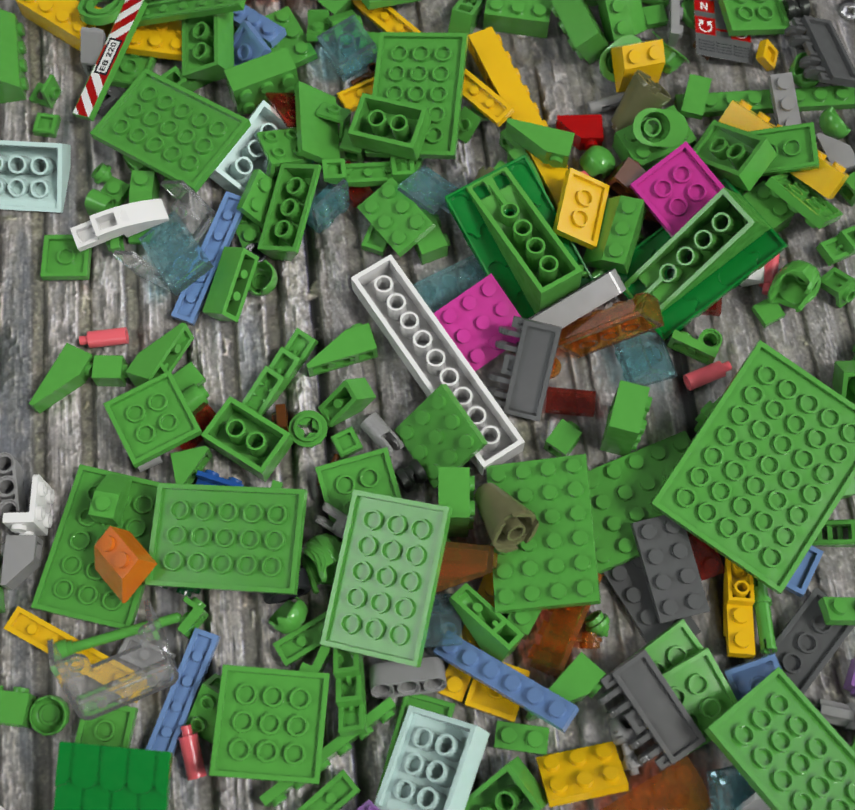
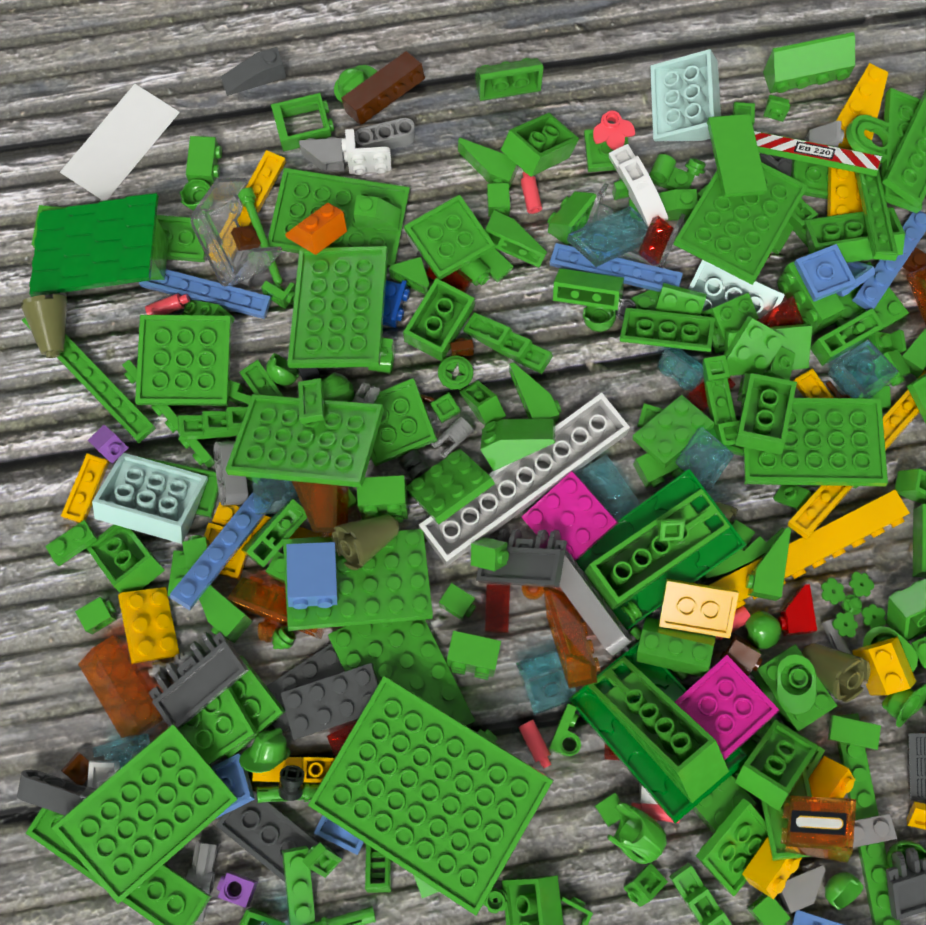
camera: 85 degrees right, 5 degrees up
(50, 245) = (615, 133): none -> coral plate
(54, 318) = (539, 144): none -> bright green brick
(103, 124) = (737, 155): none -> bright green tile
(119, 651) = (245, 238): none -> reddish brown plate
(142, 294) = (571, 216): none -> bright green slope
(187, 211) = (655, 240): none -> clear red plate
(248, 57) = (825, 272): none -> medium blue plate
(310, 57) = (846, 337): none -> bright green slope
(315, 130) = (755, 345): none -> bright green plate
(341, 567) = (311, 401): none -> bright green plate
(396, 361) = (515, 438): none -> bright green slope
(502, 713) = (194, 549): none -> bright green brick
(508, 215) = (671, 529): none -> bright green slope
(518, 398) = (489, 554): none -> bright green brick
(544, 571) = (311, 575): none -> medium blue brick
(575, 87) = (852, 605): none -> bright green plant
(726, 640) = (266, 752): none -> bright green piece
(758, 610) = (291, 783): none -> pearl dark grey wheel
(795, 115) = (819, 827): none -> clear orange slope
(832, 585) = (321, 859): none -> bright green plate

